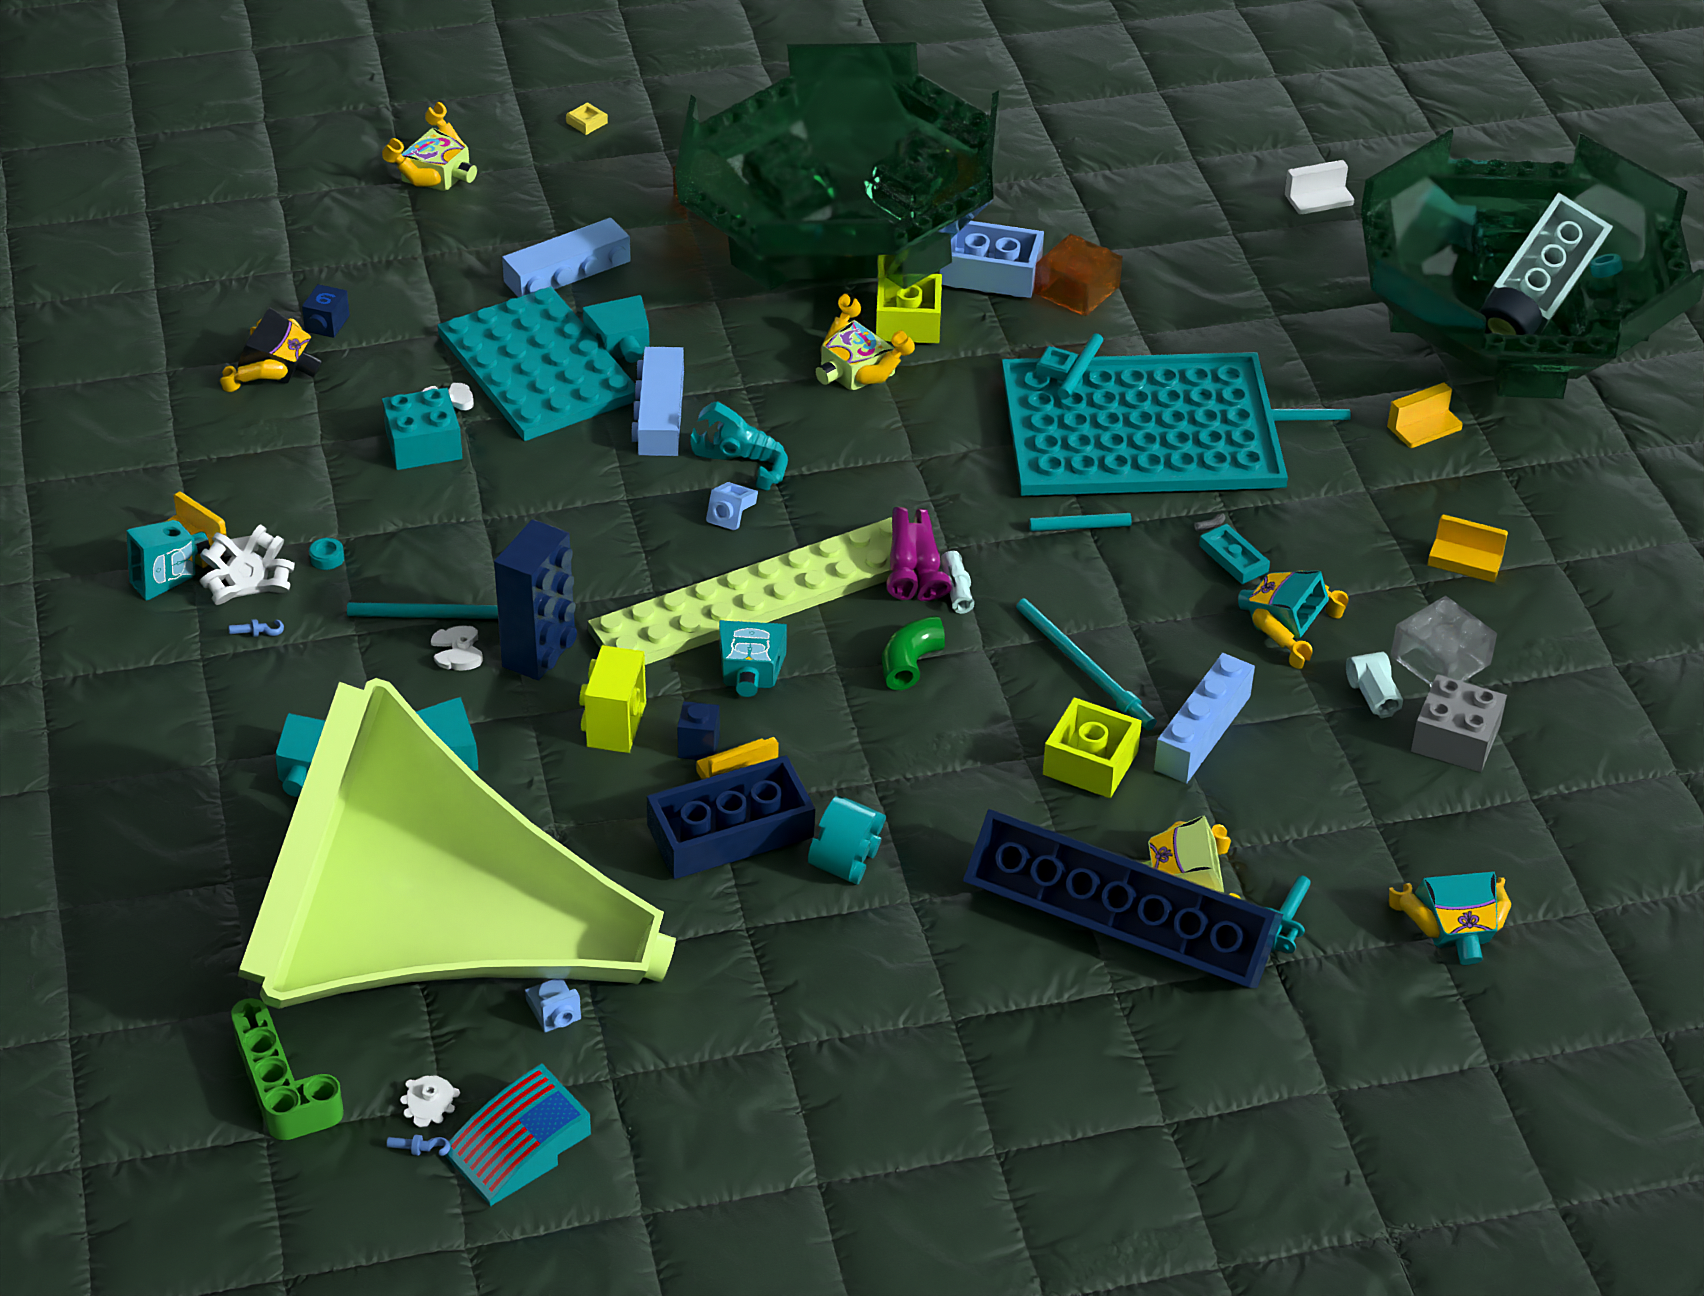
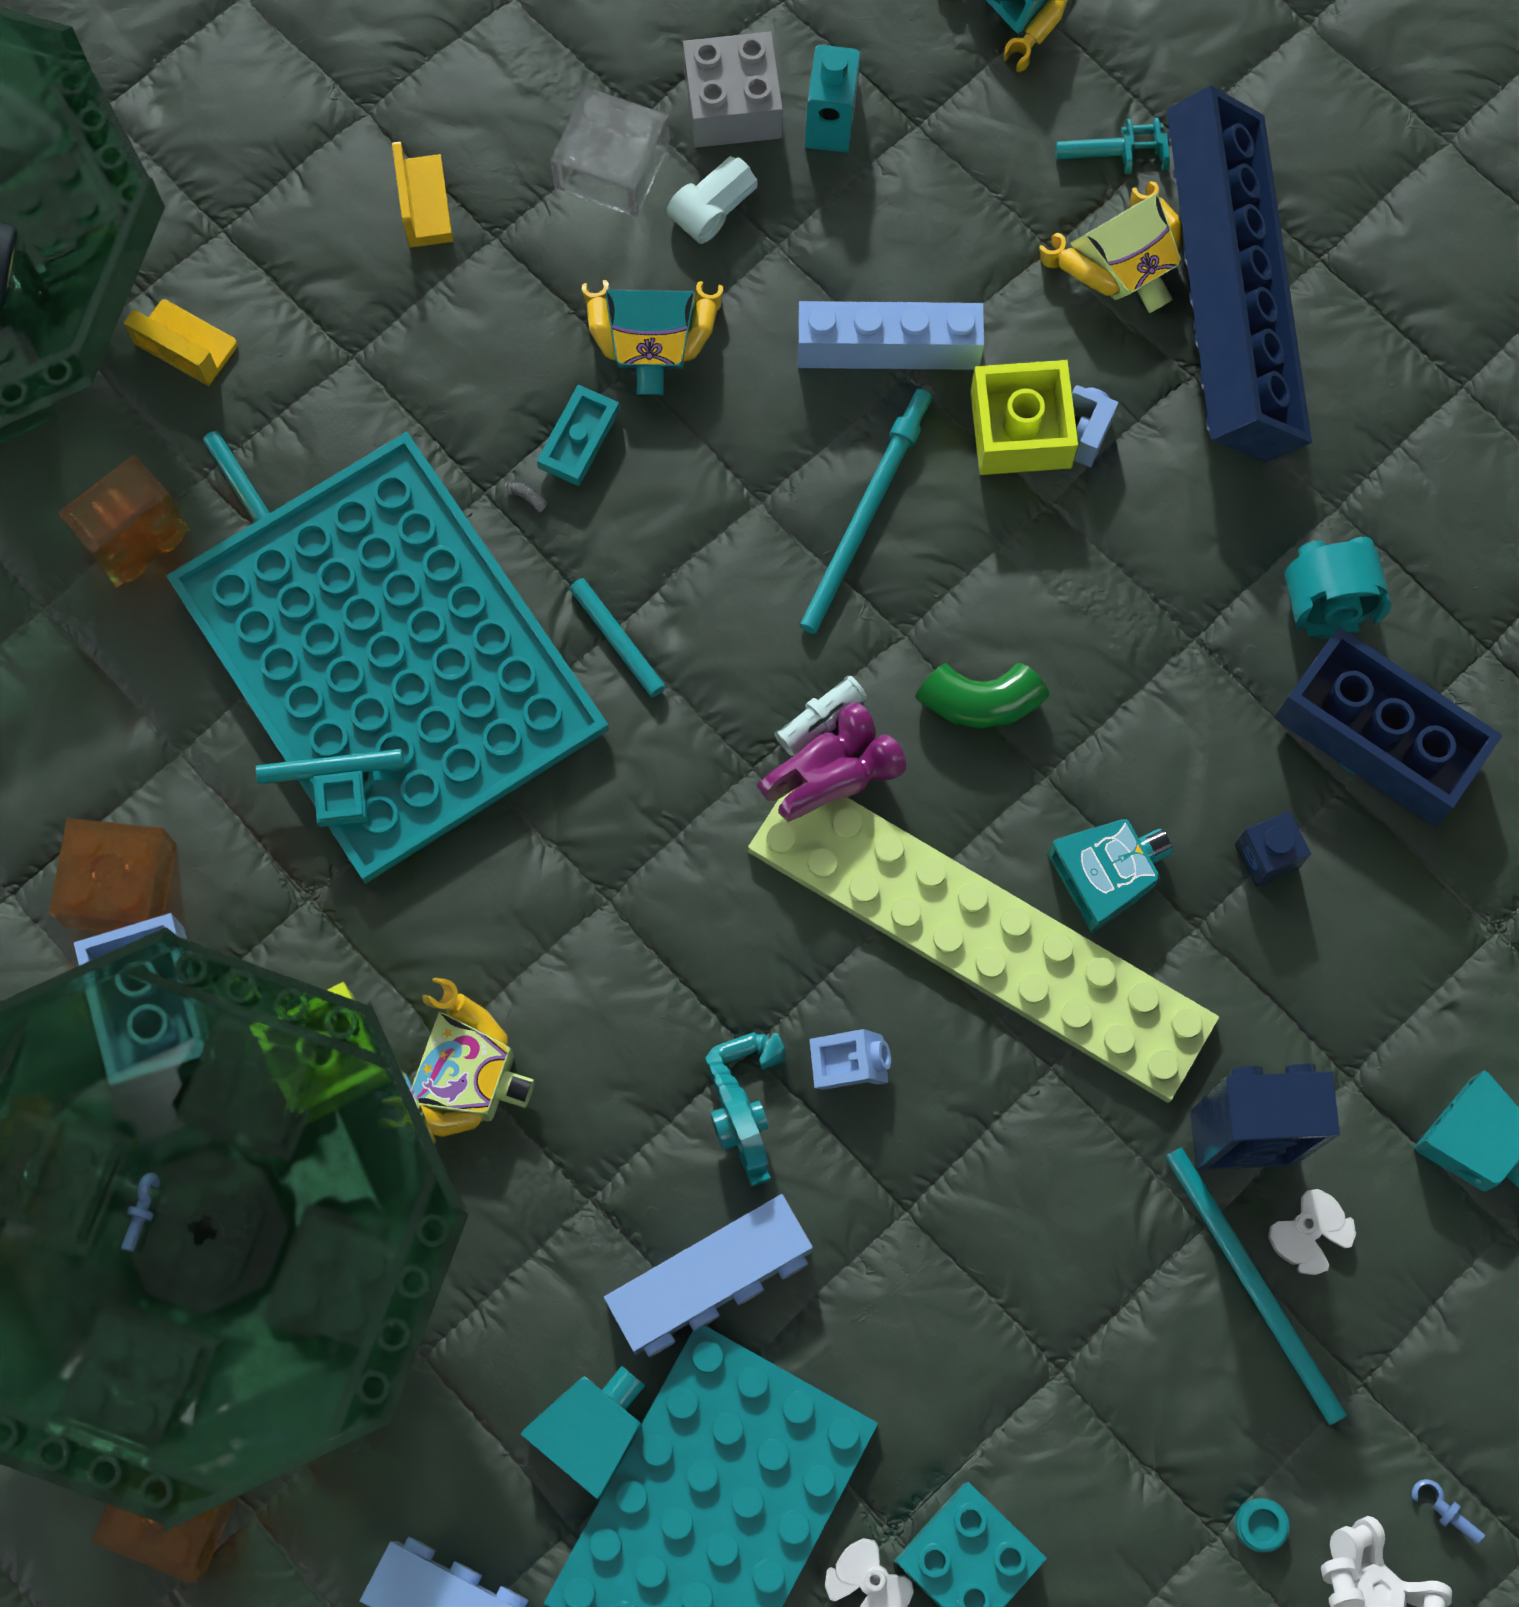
camera: 120 degrees left, 30 degrees up
(614, 698) = (1307, 959): neon yellow brick -> none
(738, 757) = (1280, 782): yellow panel -> none
(873, 207) = (140, 1212): none -> medium blue hand
(1063, 792) = (1096, 416): none -> light blue bracket
(1300, 339) = (125, 521): none -> clear orange brick
(1421, 765) = (835, 87): none -> teal torso

